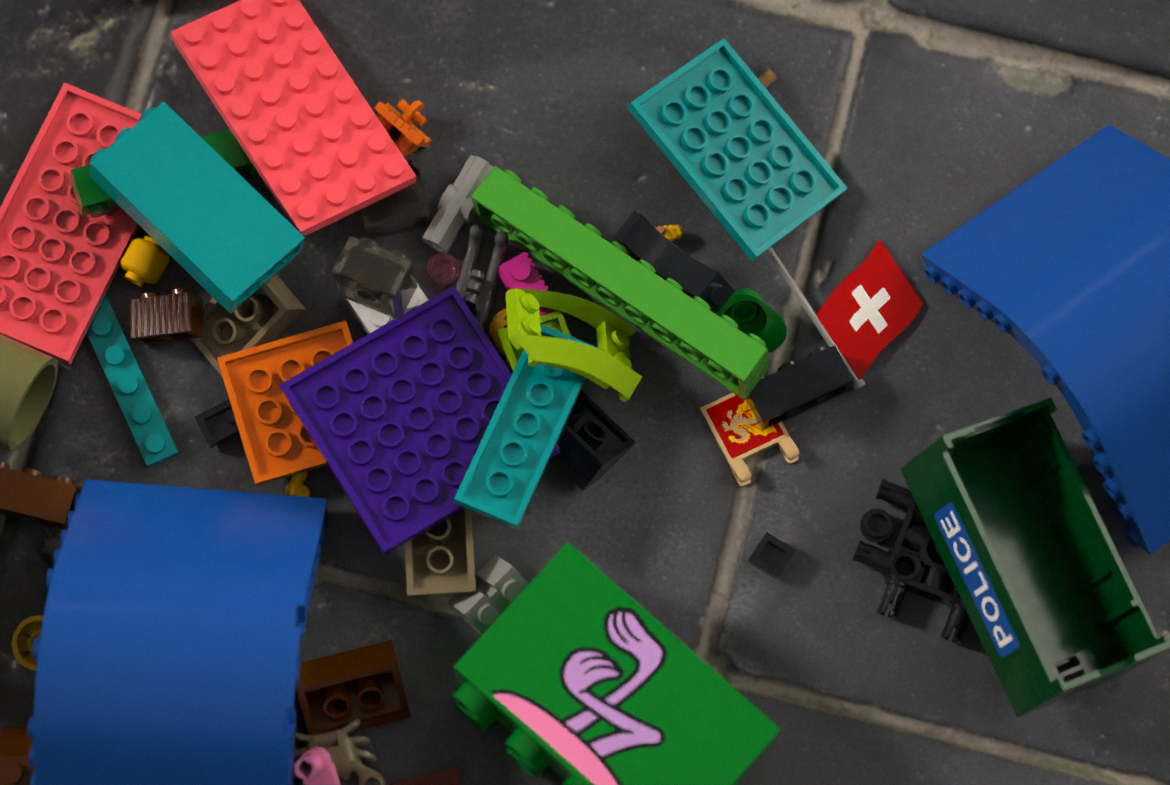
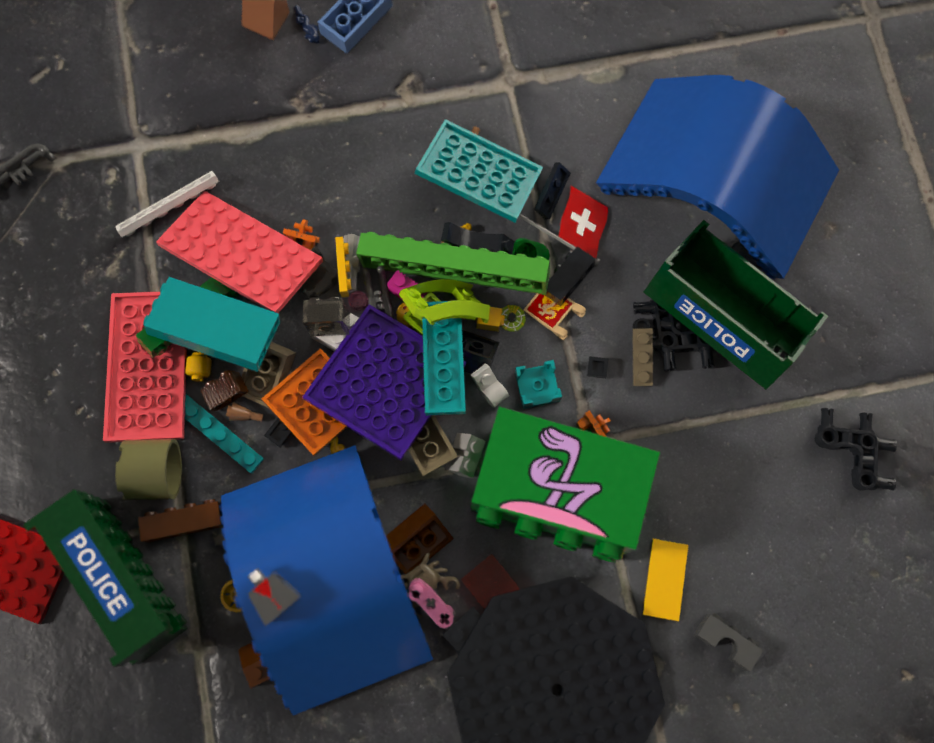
camera: 25 degrees left, 0 degrees up
(90, 659) = (271, 595): none -> dark grey torso
(172, 363) = (237, 412): none -> medium nougat cone
(442, 207) = (343, 267): none -> yellow plate
(581, 504) = (489, 386): none -> white plate
(643, 403) = (496, 320): none -> yellow brick
(660, 539) = (538, 385): none -> teal panel
(675, 412) = (514, 318): none -> lime piece
(712, 635) = (589, 421): none -> orange hips
(843, 234) = (552, 190): none -> black plate
(850, 572) = (642, 356): none -> dark tan plate

